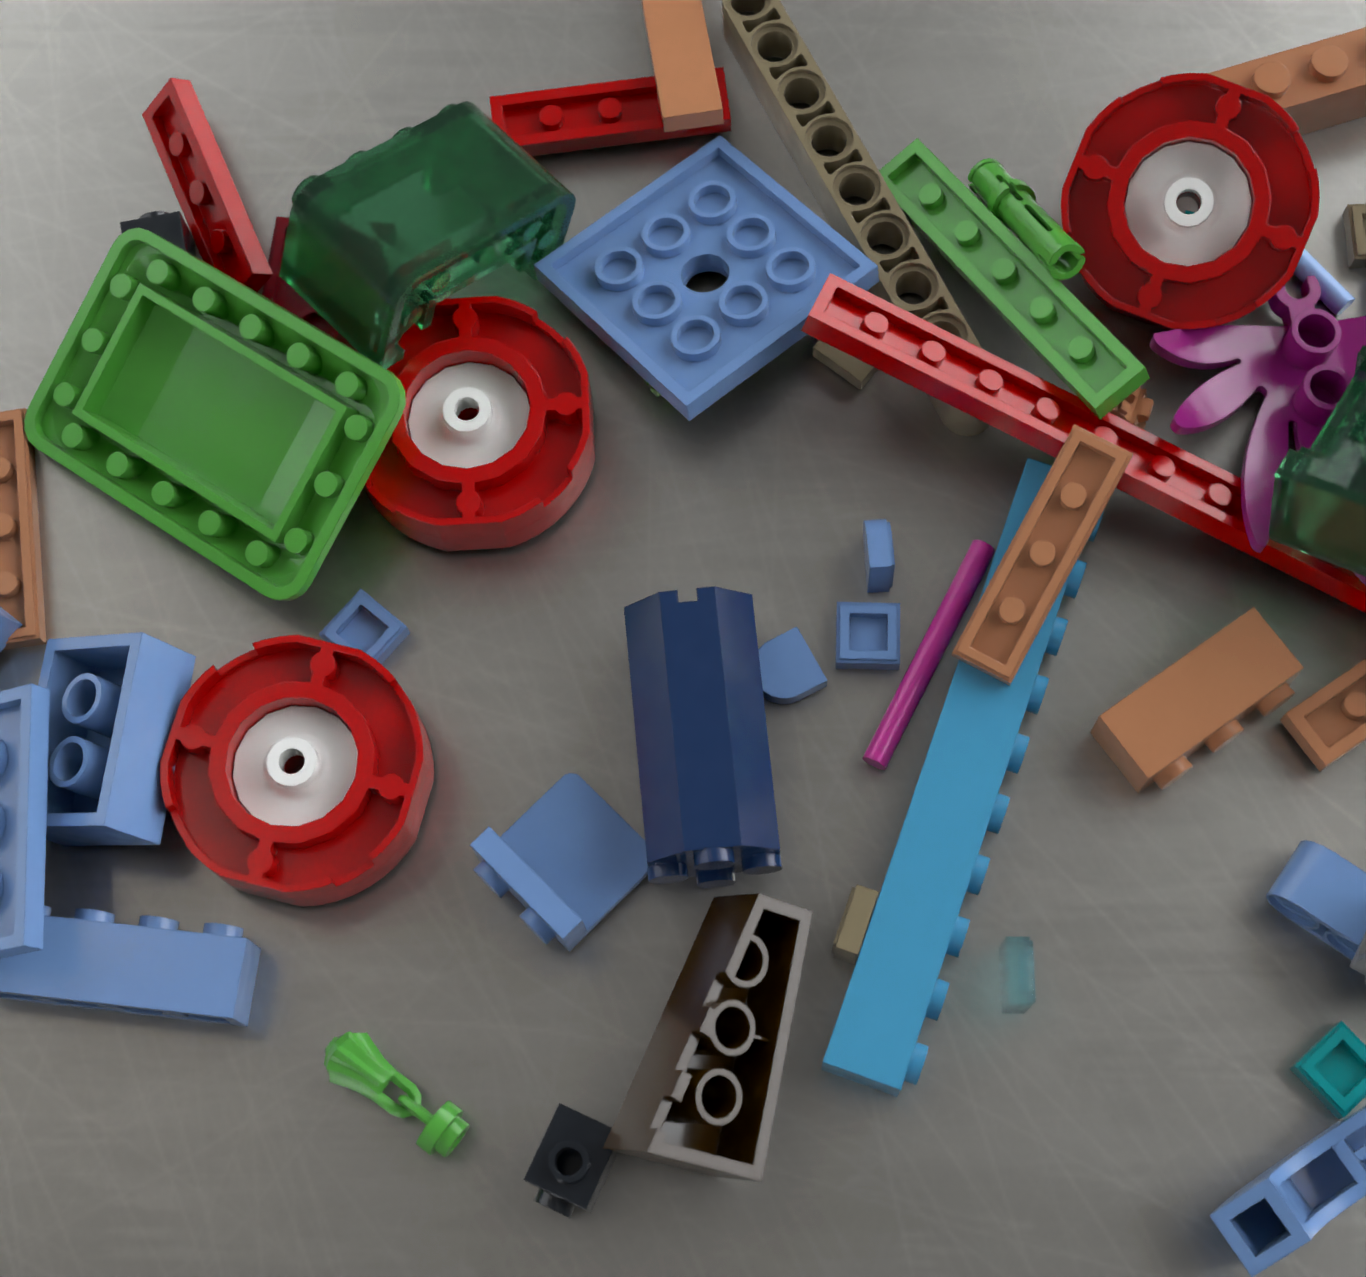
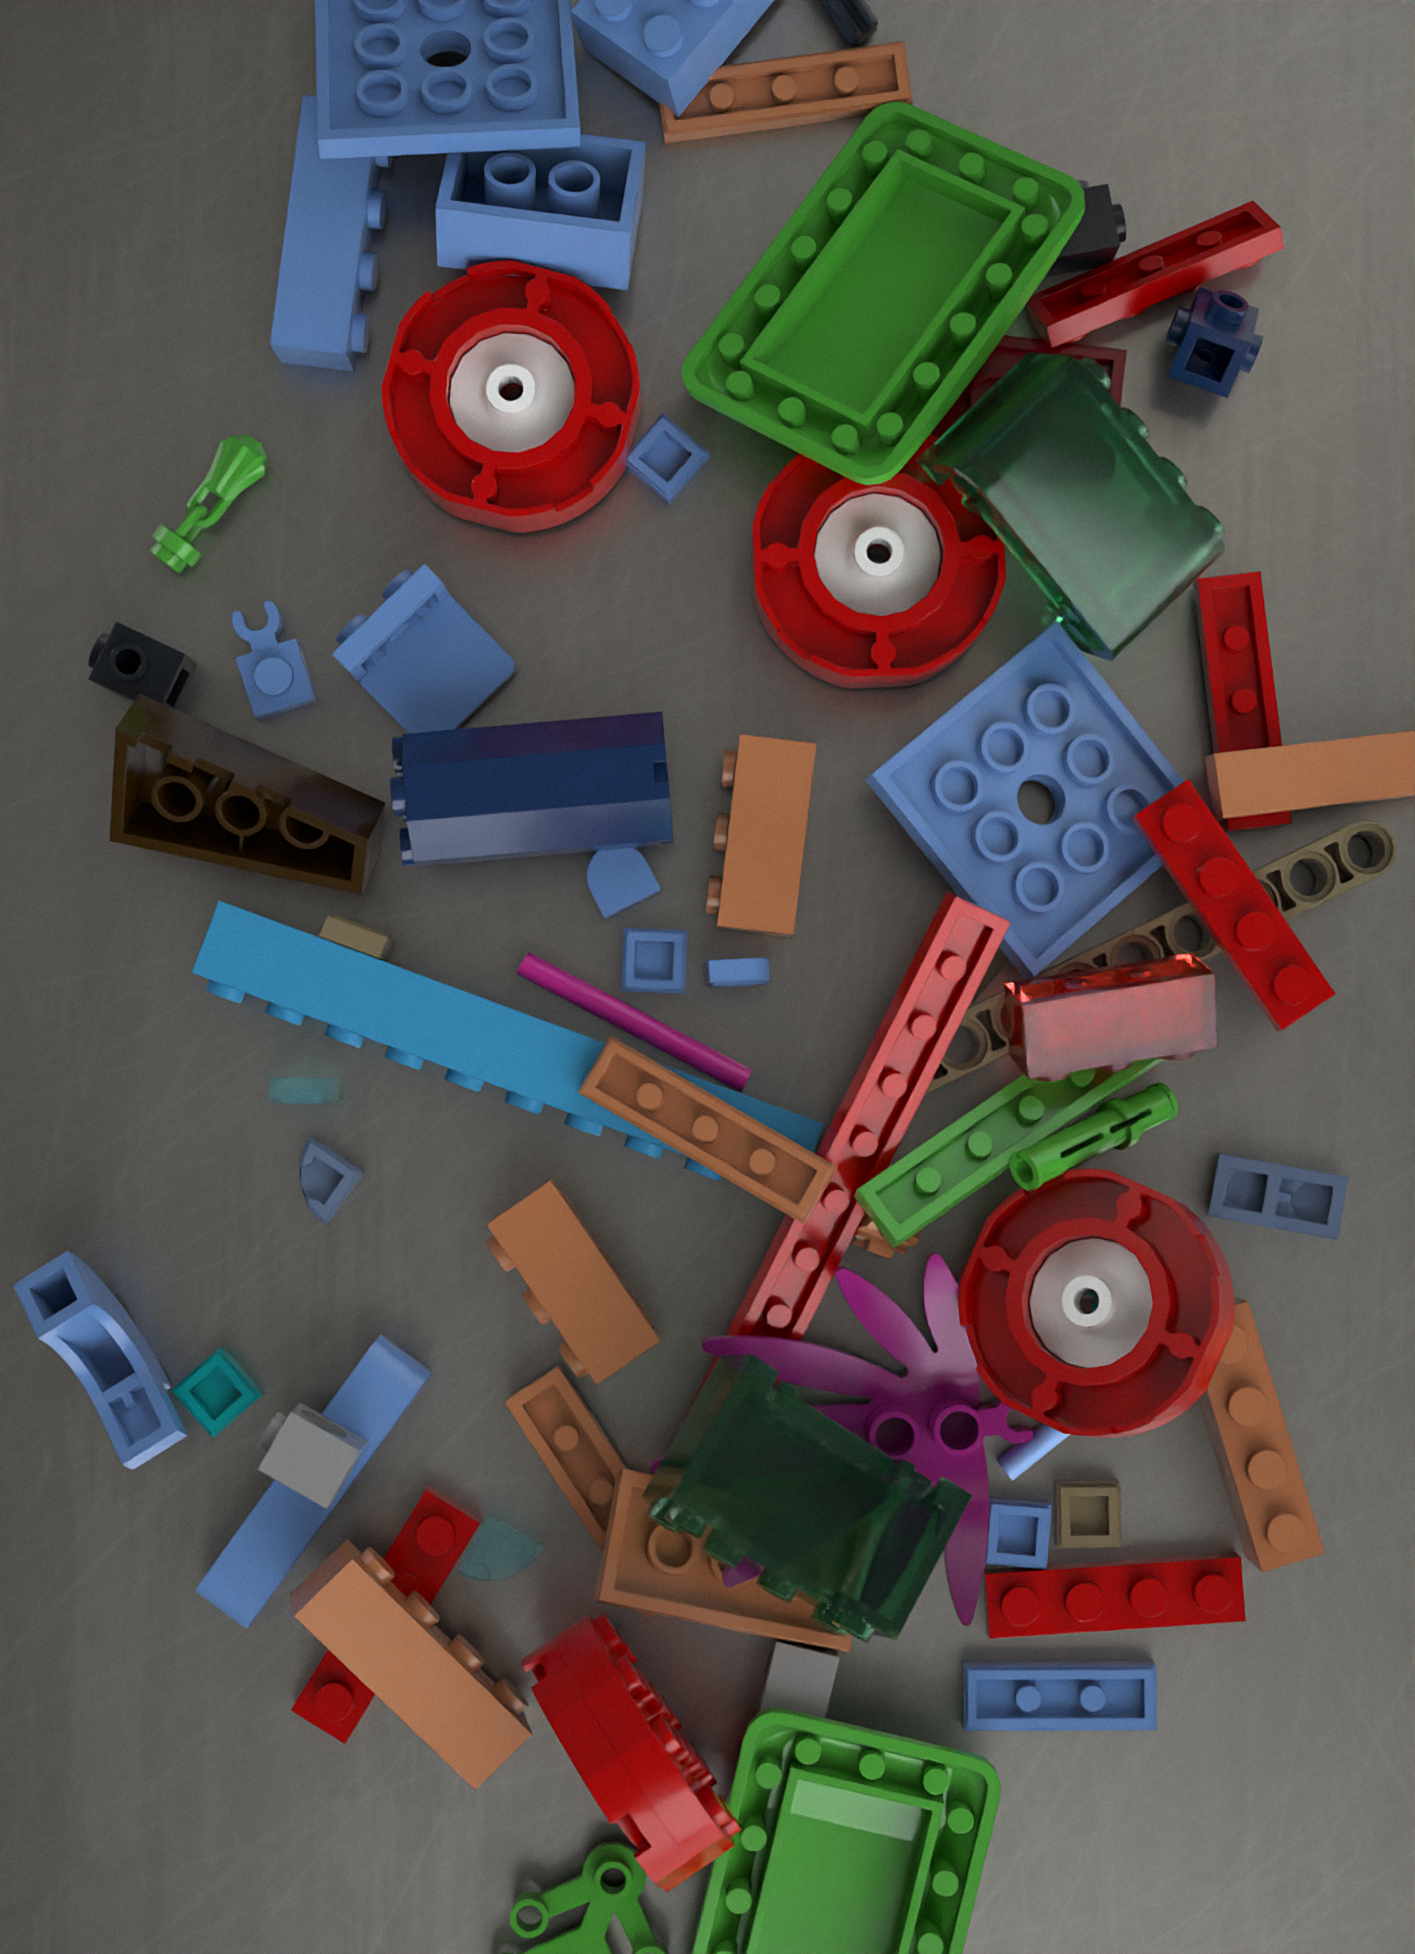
camera: 85 degrees right, 15 degrees up
(273, 135) = (1213, 341): none -> dark blue brick
(576, 1022) = (274, 671): none -> medium blue plate
(742, 527) = (762, 835): none -> nougat brick
(803, 102) = (1233, 905): none -> red plate
(913, 197) = (1111, 1016): none -> clear red brick
(1068, 77) = (1278, 1196): none -> sand blue slope
(1107, 959) = (326, 1178): none -> sand blue tile

